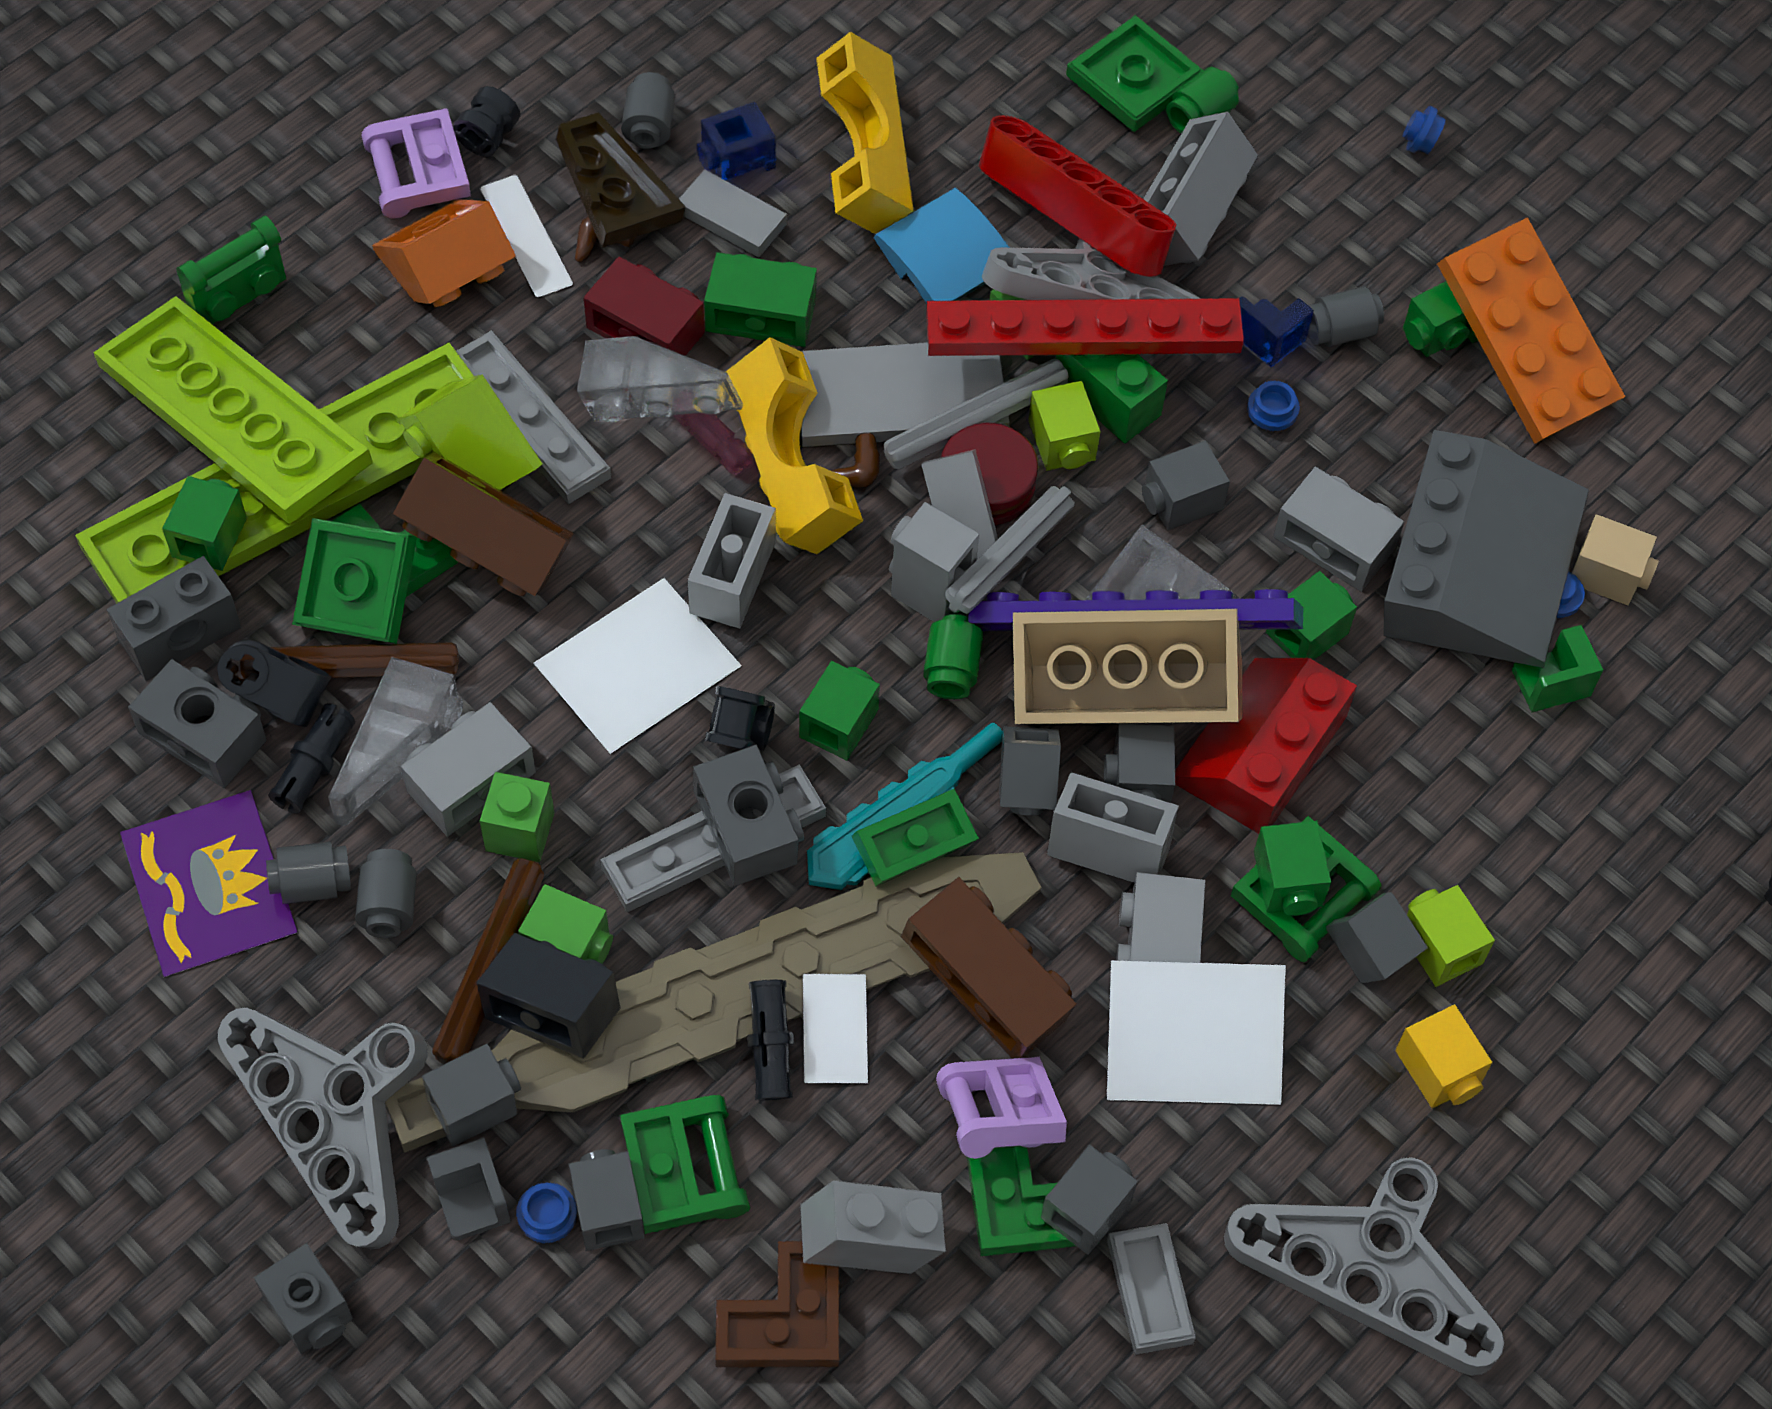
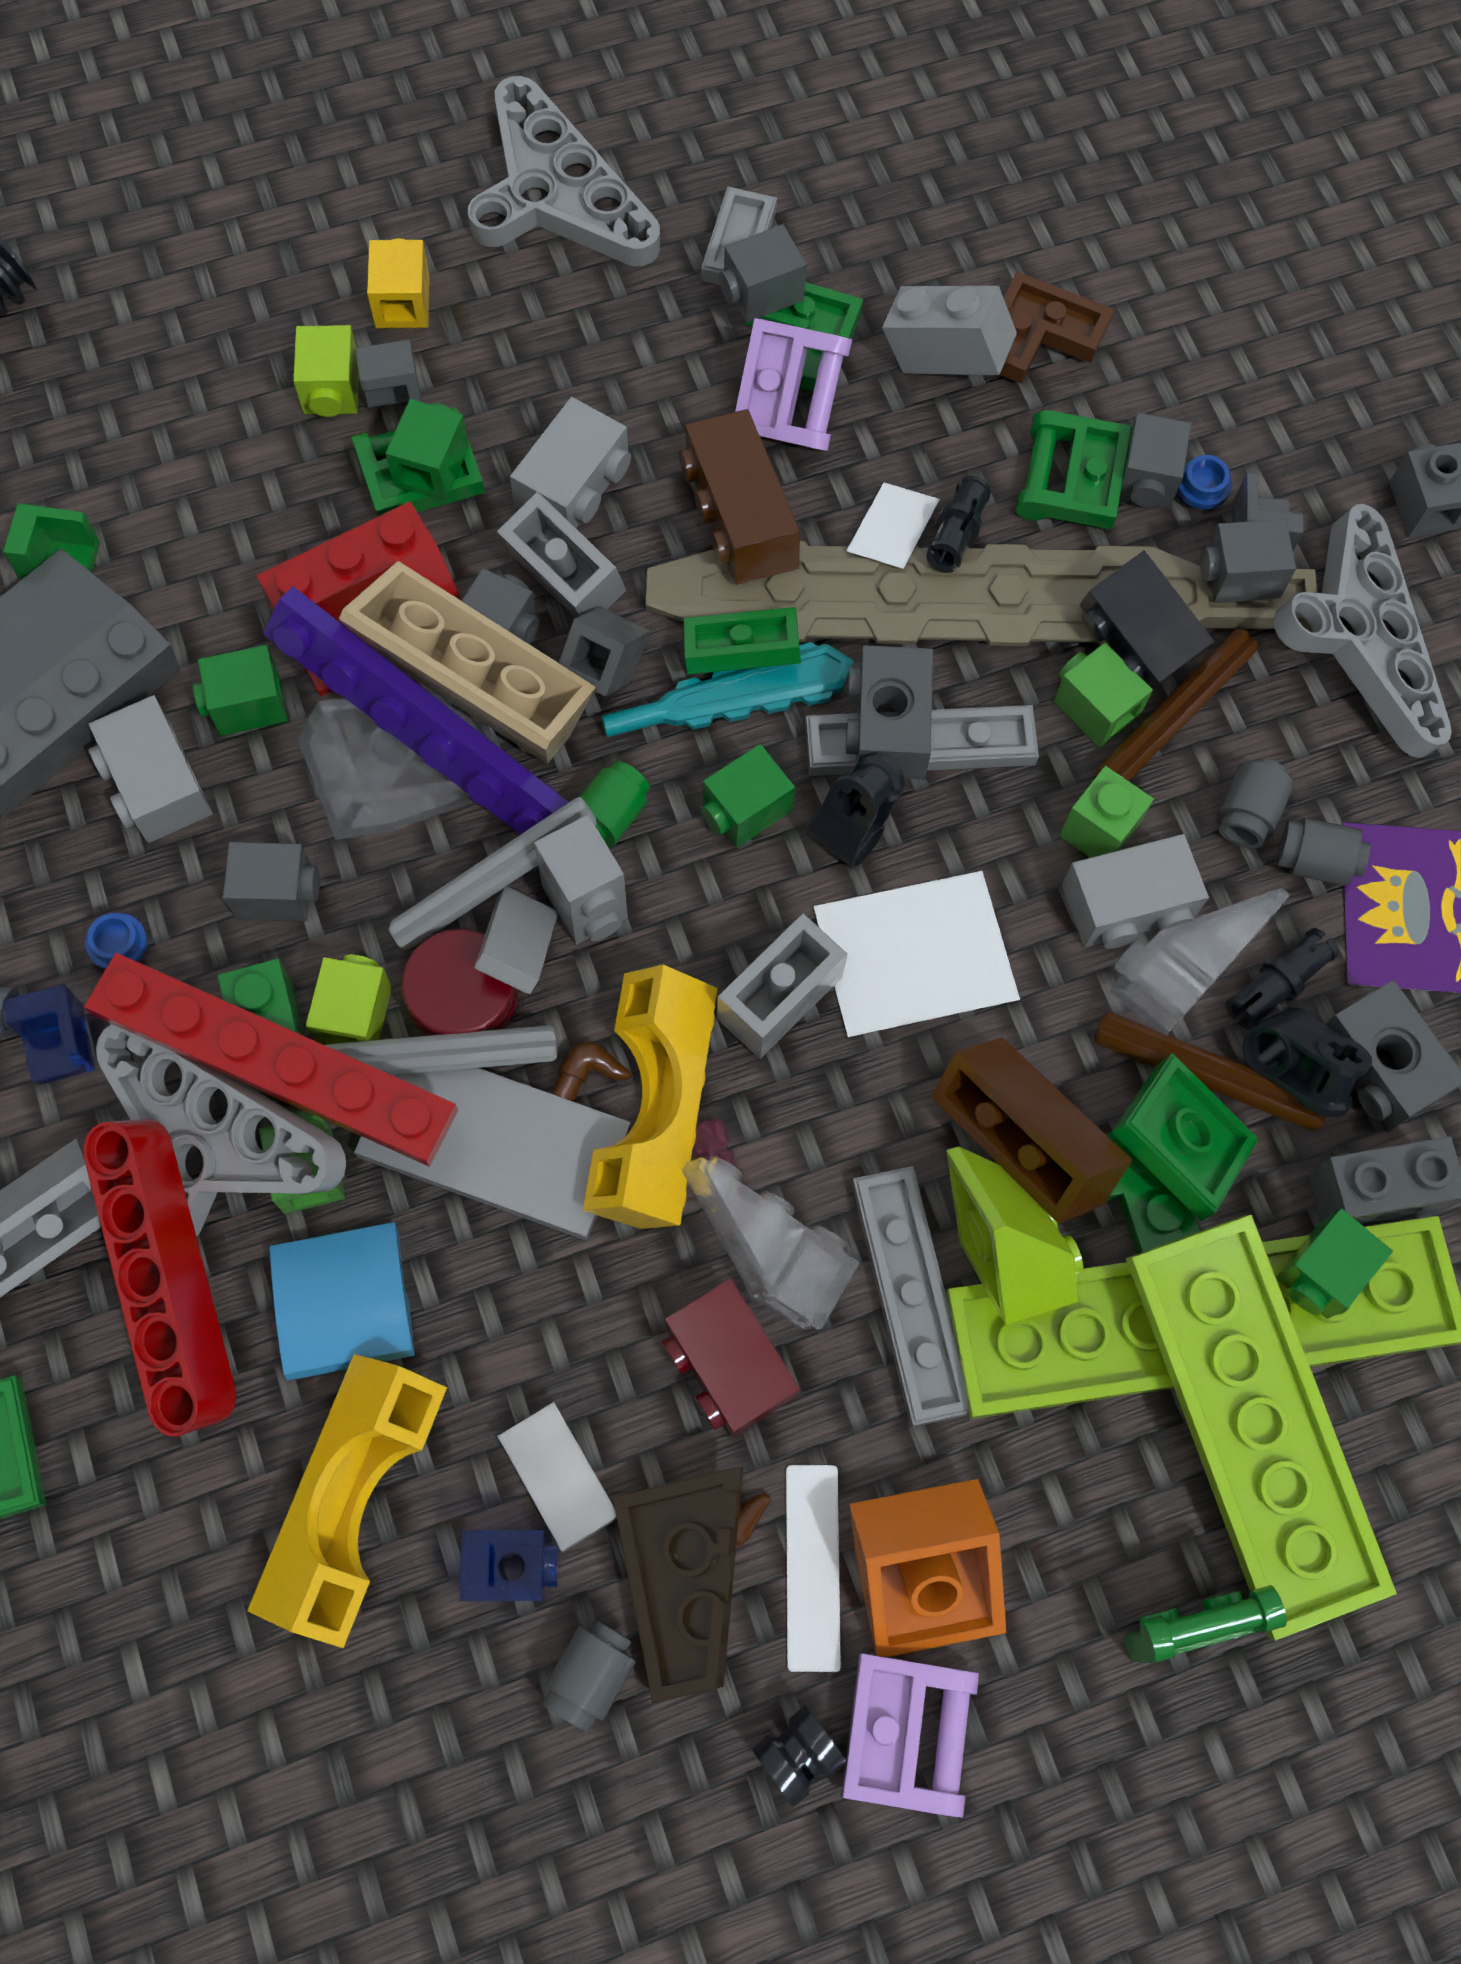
camera: 155 degrees left, 10 degrees up
(760, 299) = (587, 1320): green brick -> none
(1196, 1032) = (592, 379): white sticker -> none

